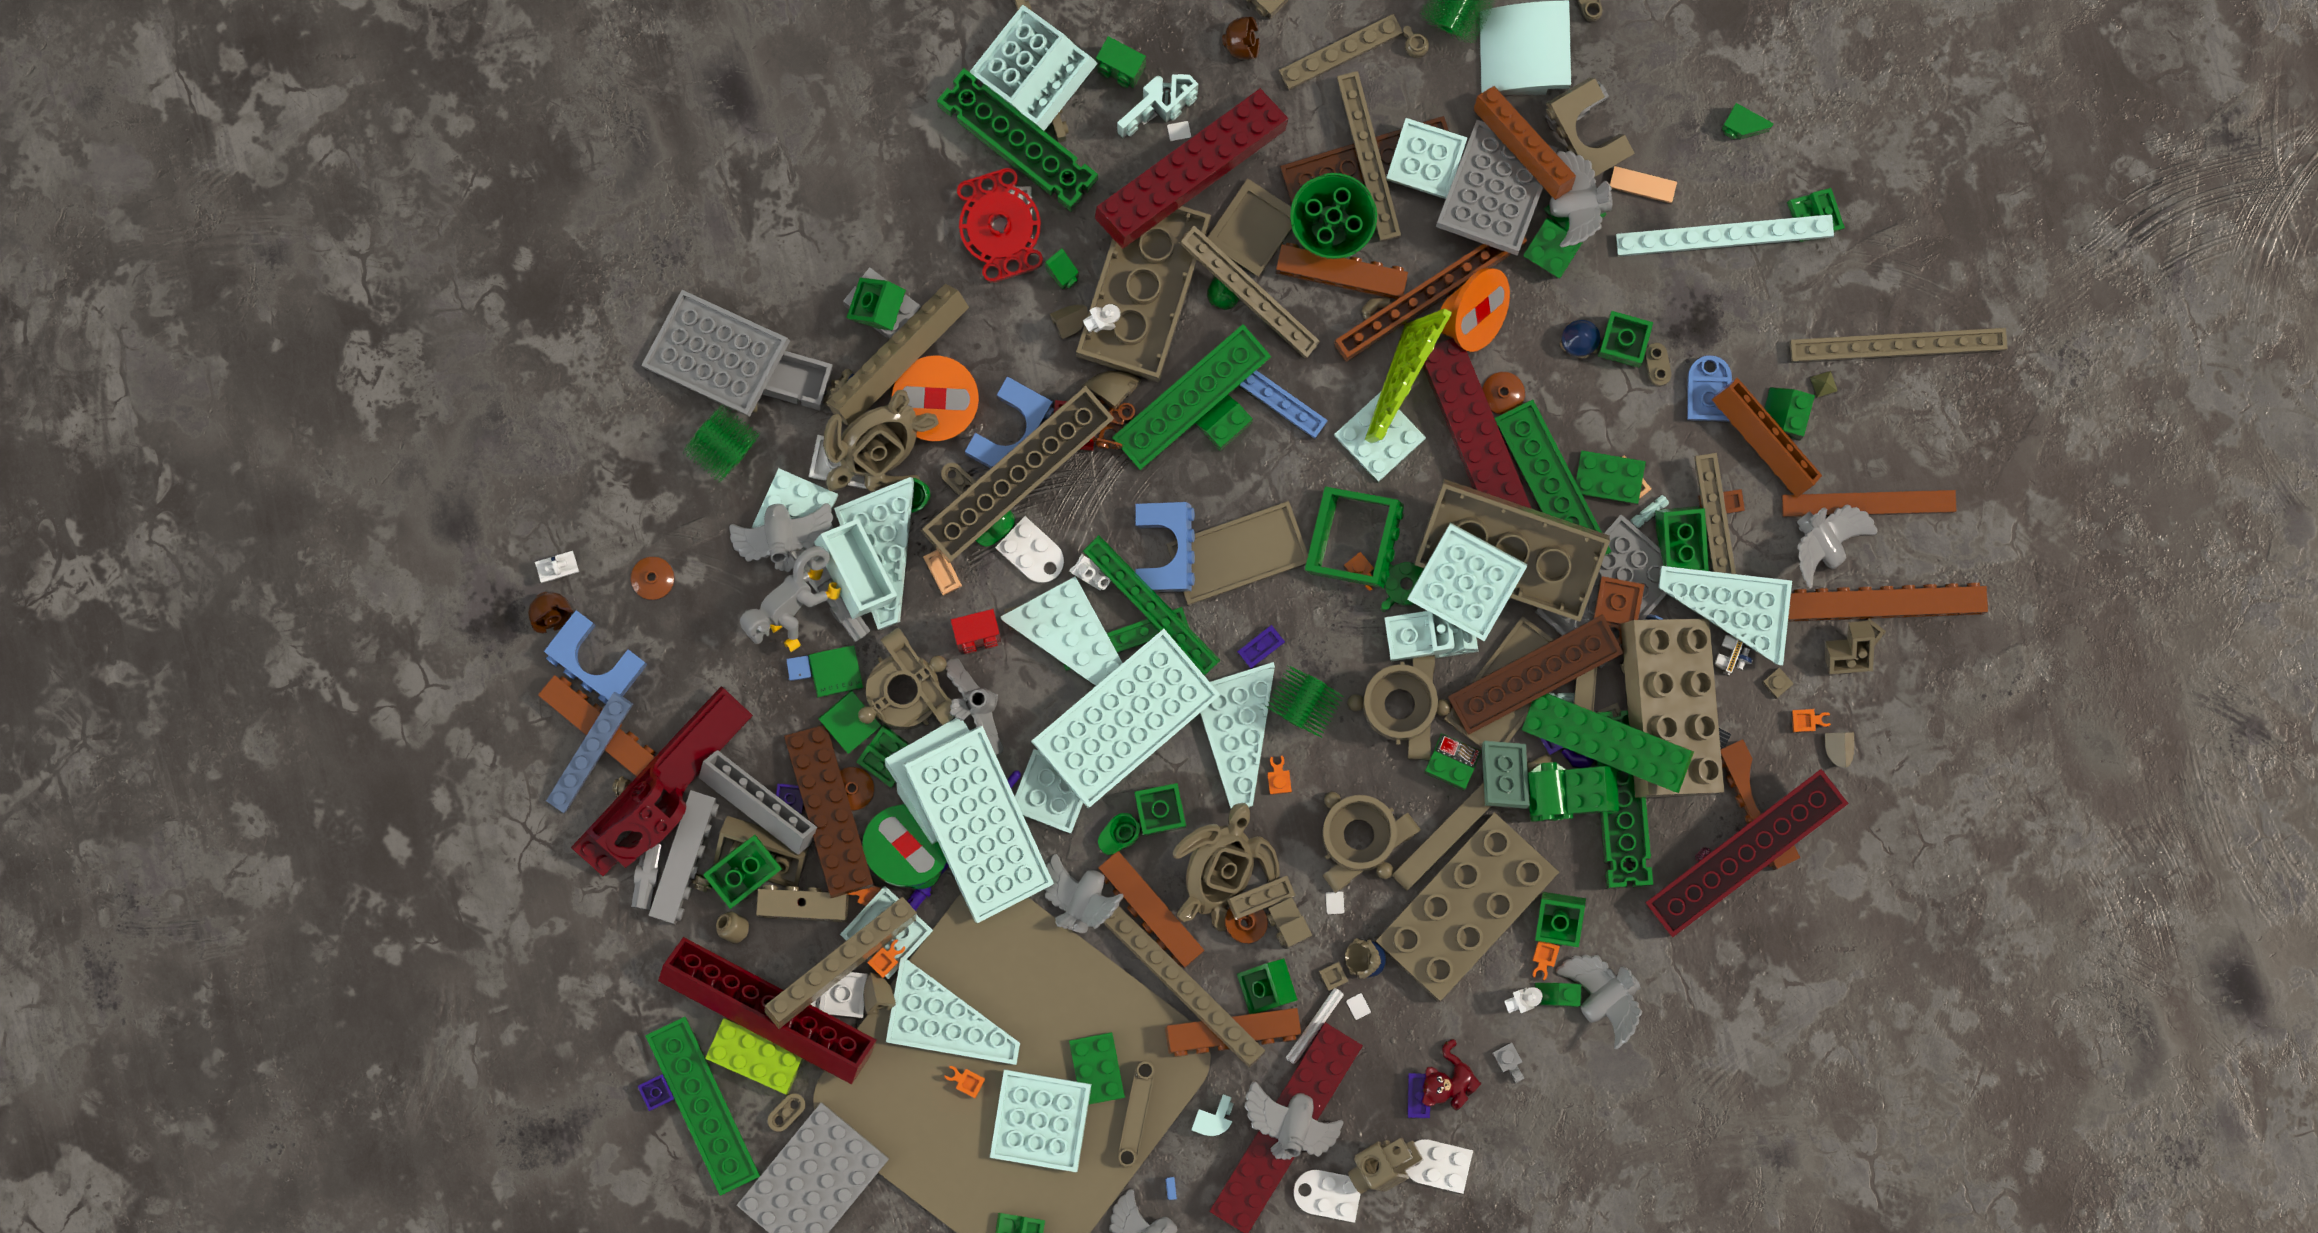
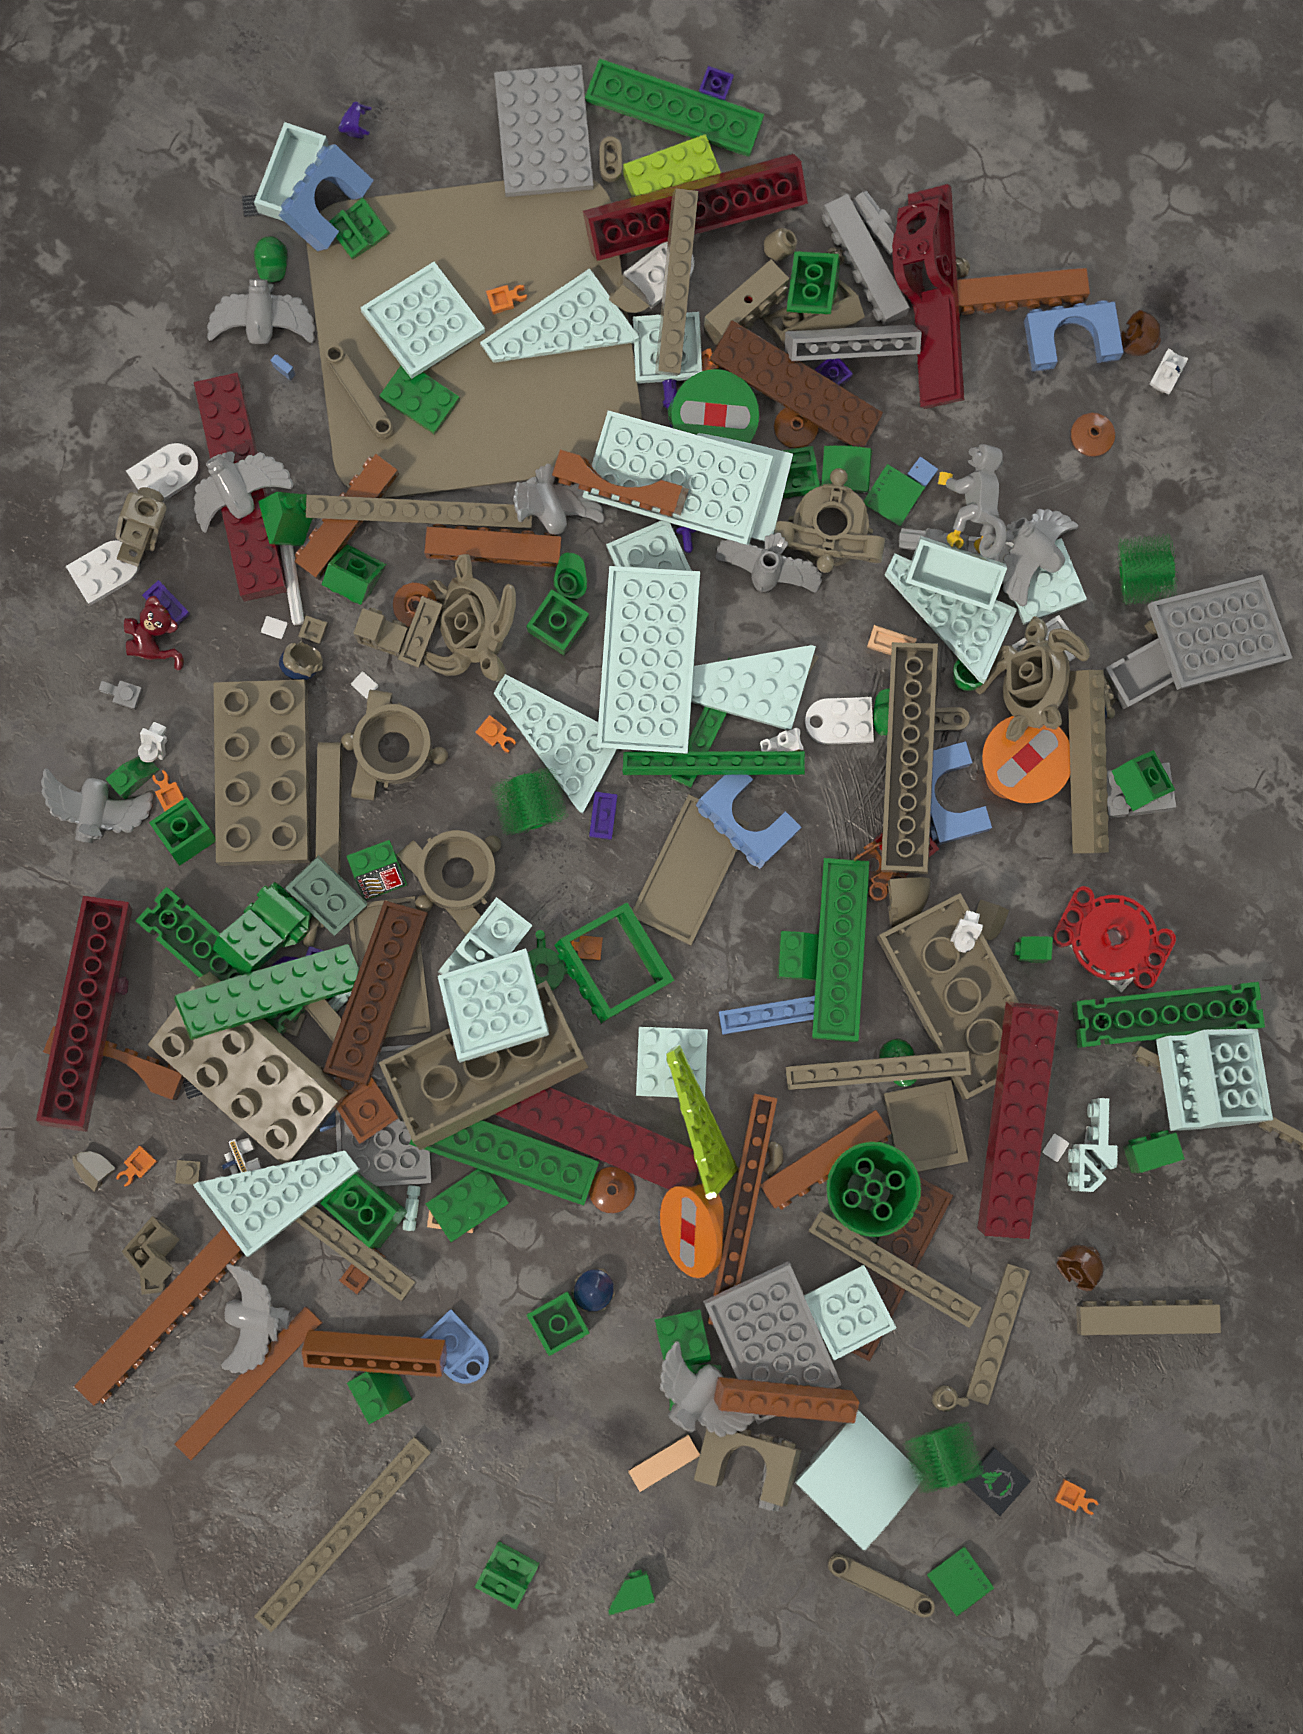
camera: 135 degrees right, 0 degrees up
(589, 752) = (1008, 264): sand blue plate -> none
(884, 960) = (648, 323): orange plate -> none
(976, 631) = (821, 615): red brick -> none
(1040, 902) = (661, 495): none -> dark orange arch
(1213, 1125) = (298, 439): light aqua brick -> none
(1277, 1070) = (285, 518): none -> green slope
(1657, 364) = (515, 1330): dark tan plate -> none
(1724, 235) = (560, 1486): light aqua plate -> none
(1823, 384) = (372, 1444): olive slope -> none

